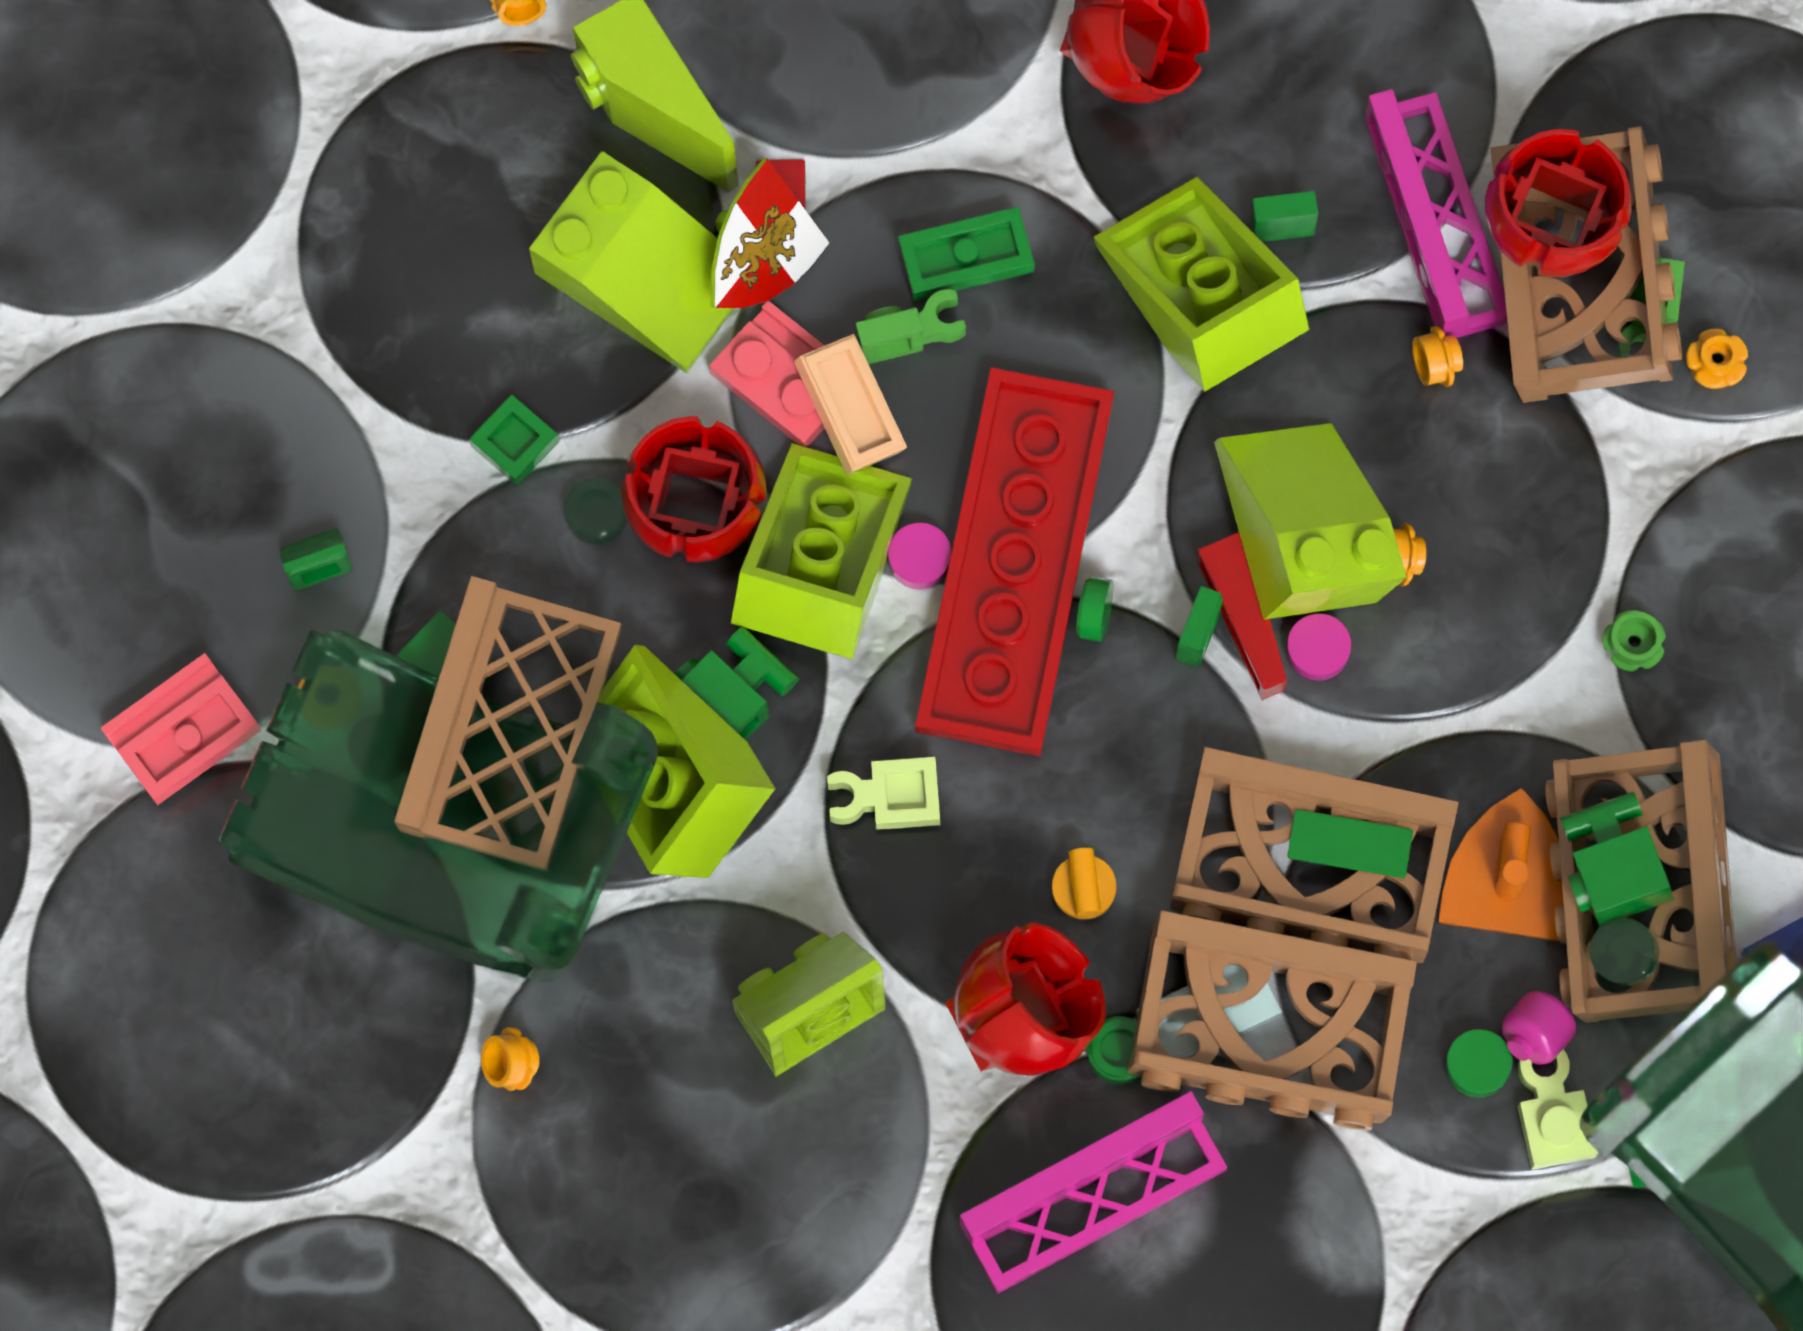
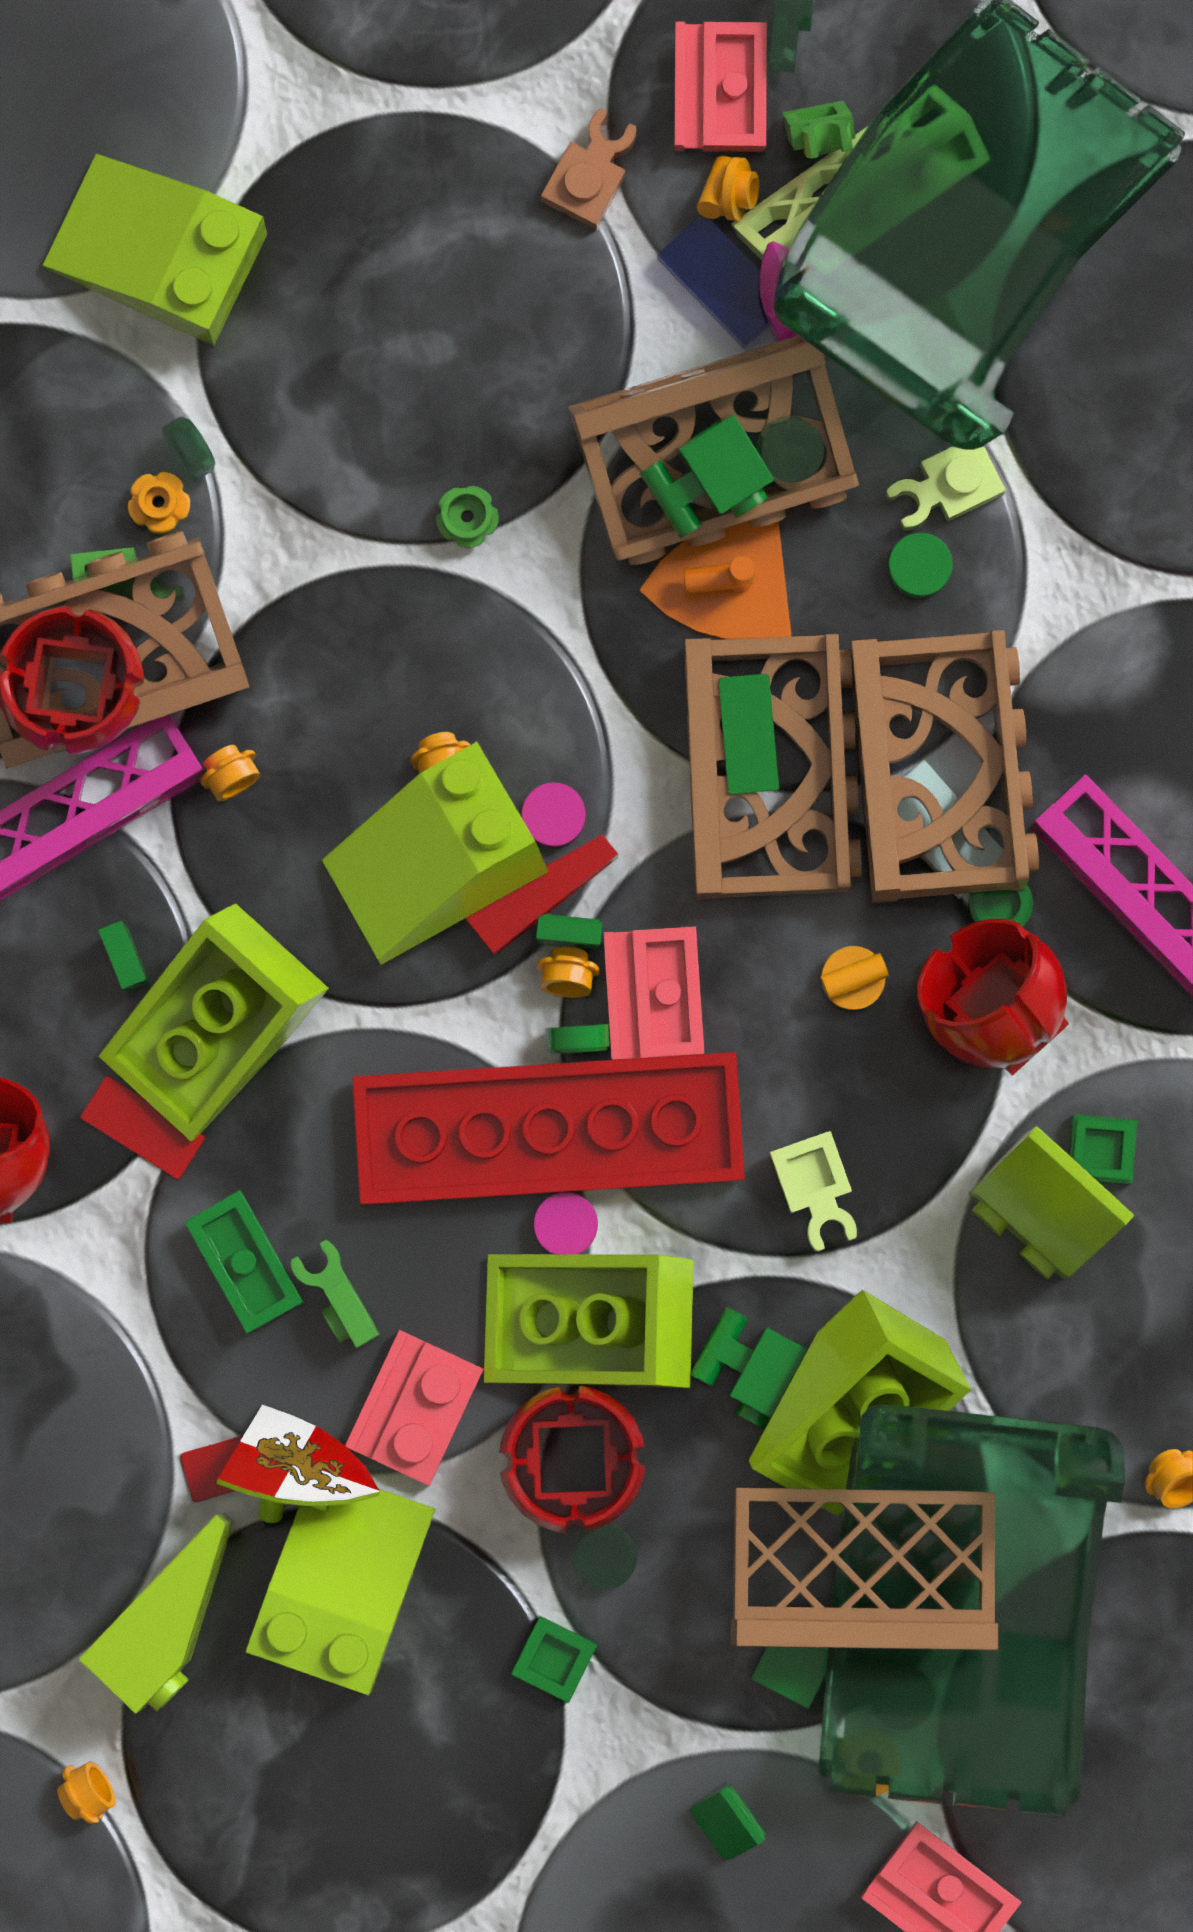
camera: 110 degrees left, 10 degrees up
(850, 404) = (435, 1332): light nougat tile -> none
(850, 1082) = (1104, 1147): none -> green tile
(1118, 691) = (653, 993): none -> coral plate
(1122, 195) = (140, 1127): none -> red sticker
(1161, 617) = (567, 972): none -> light orange plate
(1538, 1027) = (876, 516): dark pink piece -> none
(1763, 397) = (189, 448): none -> clear green tile

